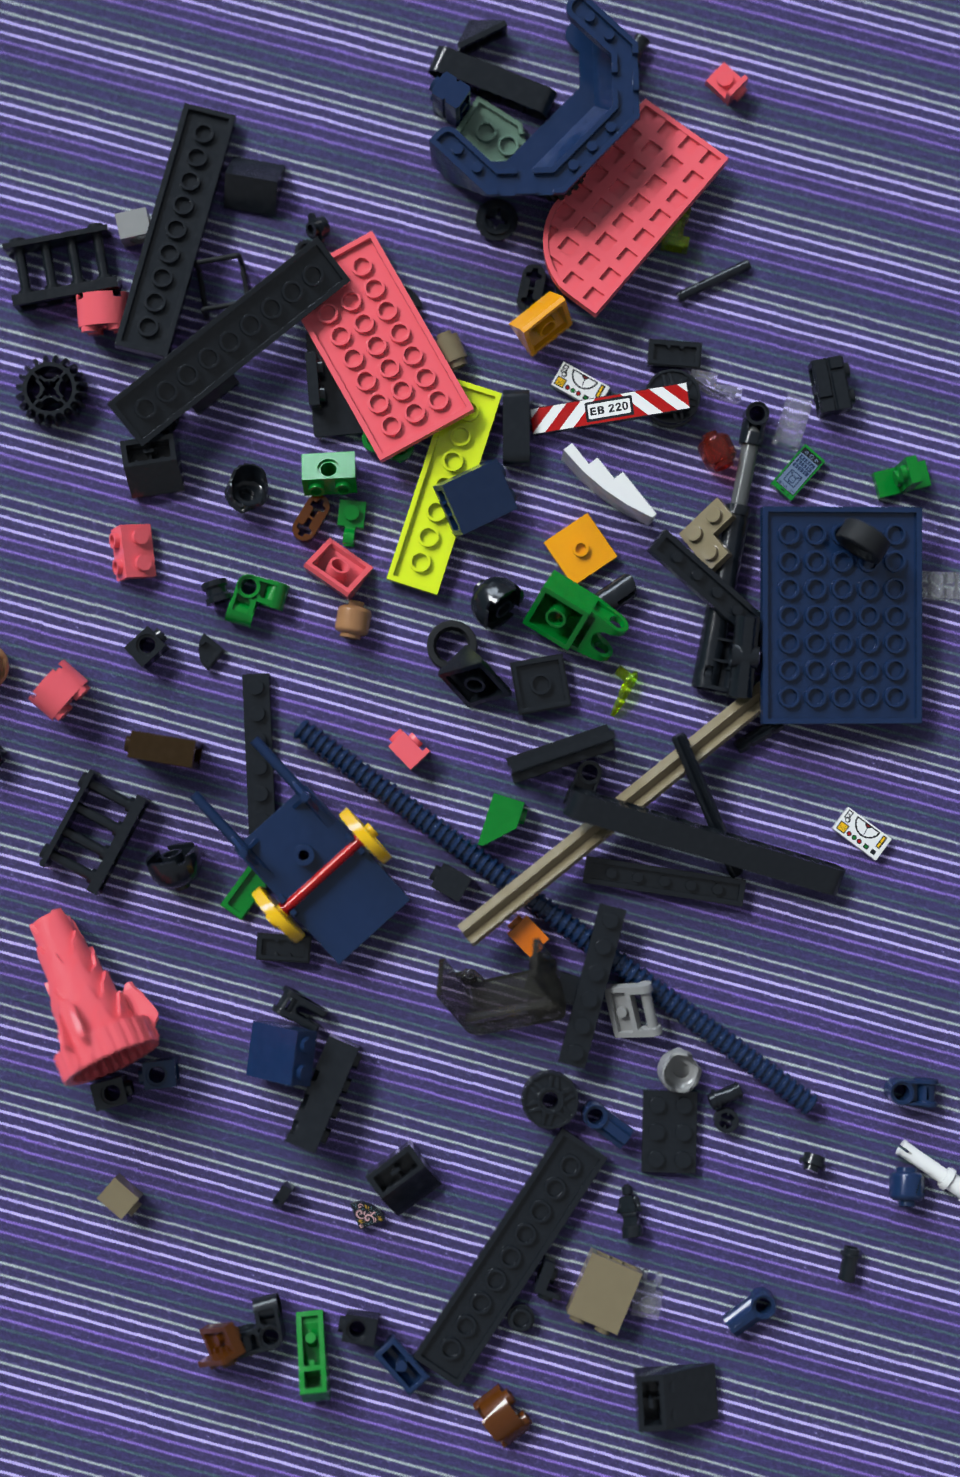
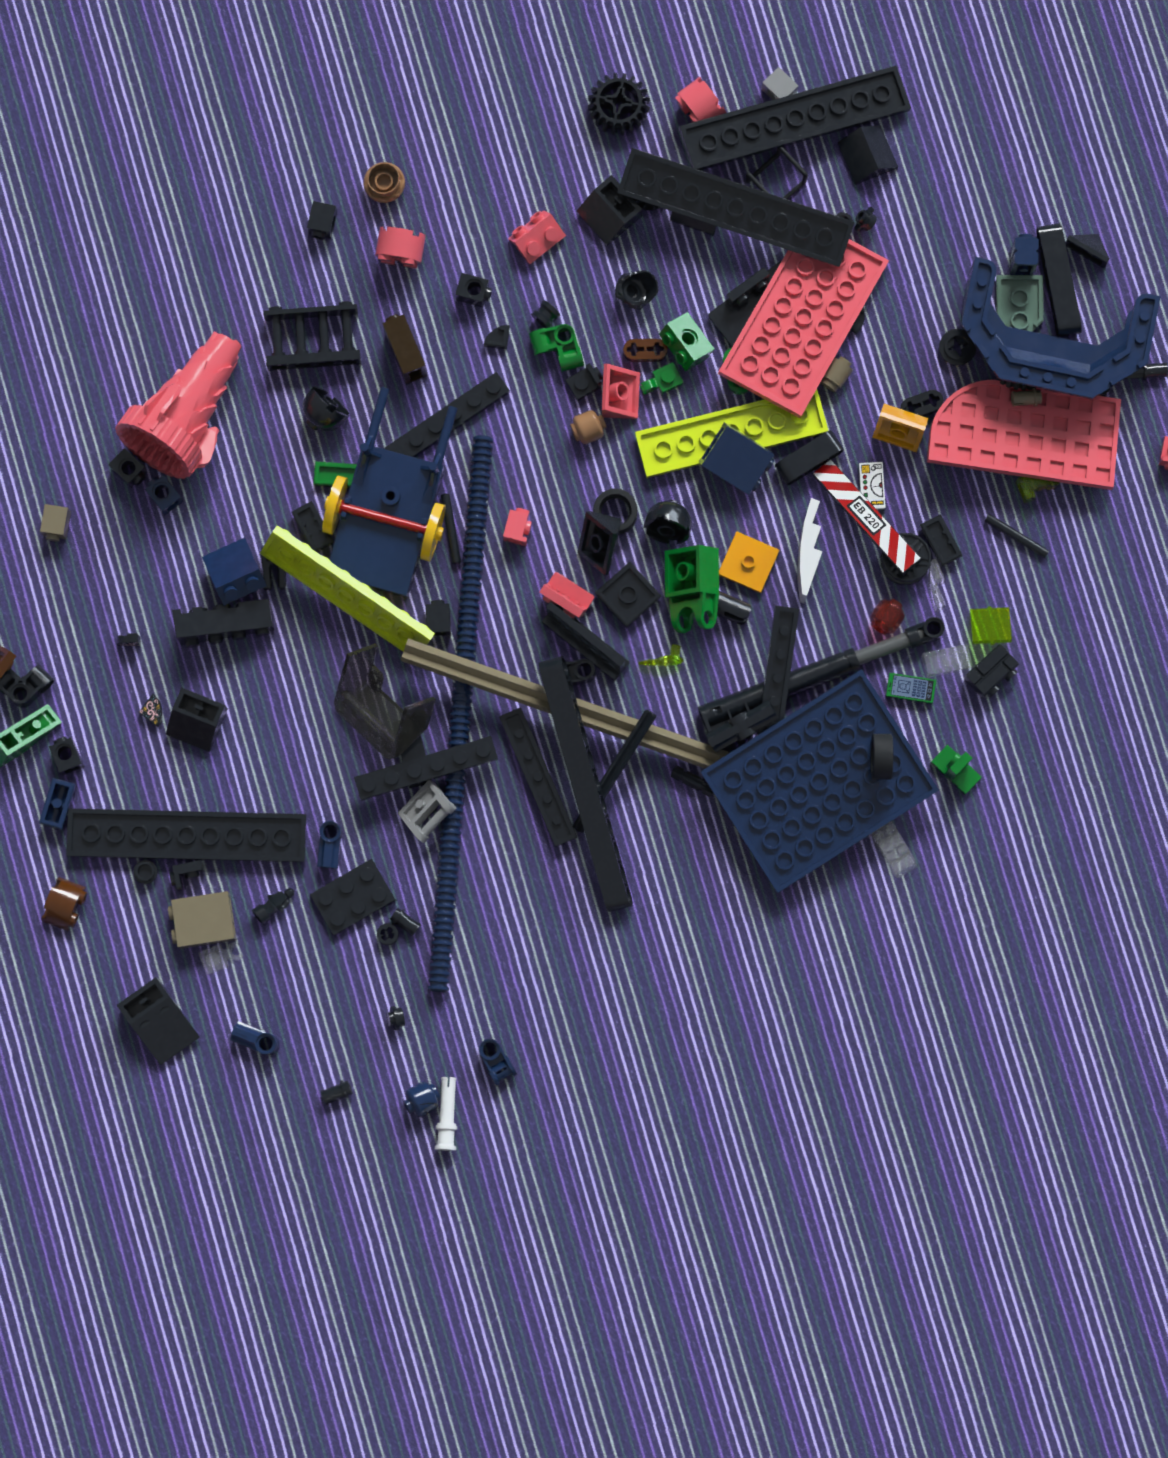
camera: 60 degrees right, 5 degrees down
(54, 293) = (692, 59): black fence -> none
(306, 595) = (585, 382): none -> black bracket
(369, 814) = (451, 530): none -> black bar
(369, 958) = (343, 590): none -> neon yellow plate
(502, 818) = (508, 627): green slope -> none
(506, 743) = (567, 595): none -> coral bracket
(524, 931) = (440, 693): orange brick -> none
(557, 1114) = (324, 806): black wheel -> none
(594, 178) = (1030, 397): none -> dark tan pin
(678, 1070) = (402, 874): light grey hair -> none
(703, 533) = (818, 644): dark tan plate -> none
(786, 359) = (990, 625): none -> clear neon green piece
(861, 833) = (667, 904): white tile -> none

